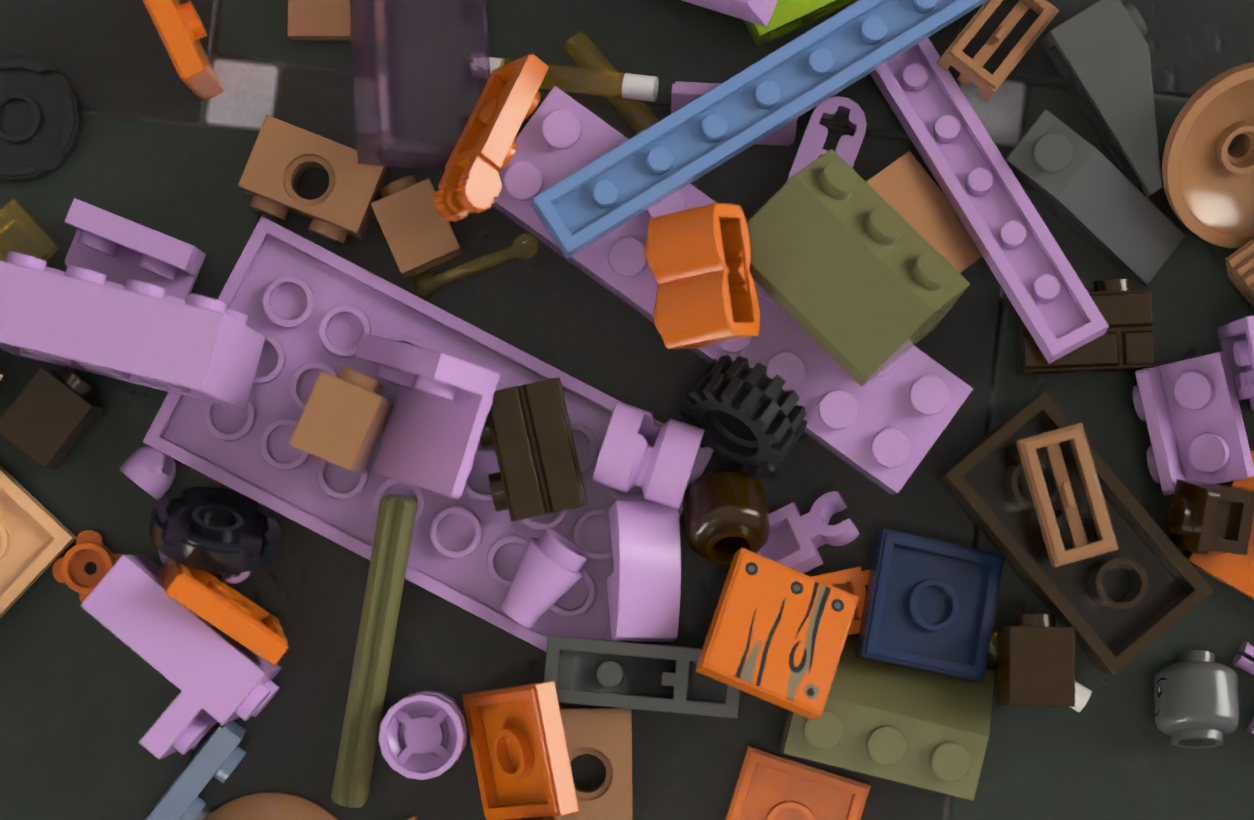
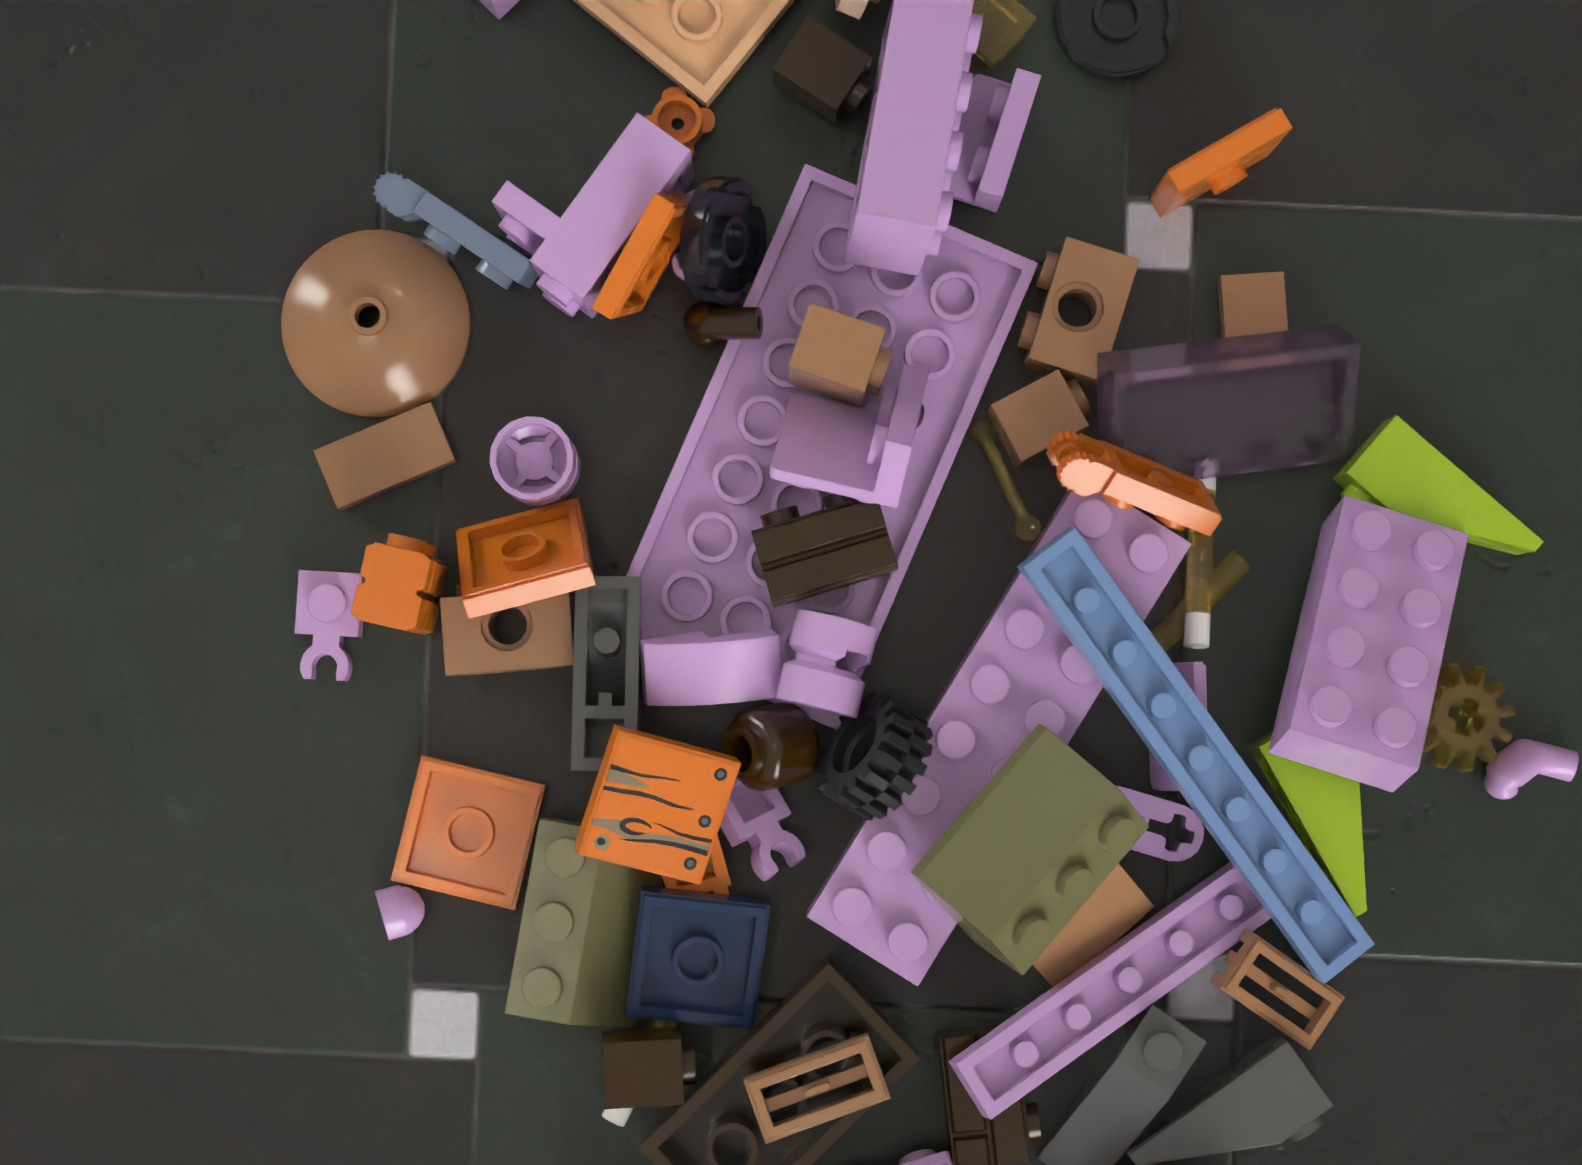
camera: 85 degrees right, 0 degrees up
(150, 470) = (777, 174): lavender hinge -> none
(297, 545) = (712, 323): none -> dark brown arm
(374, 650) = (616, 406): olive axle -> none
(544, 576) = (700, 569): lavender cone -> none
(702, 276) = (1009, 704): orange brick -> none

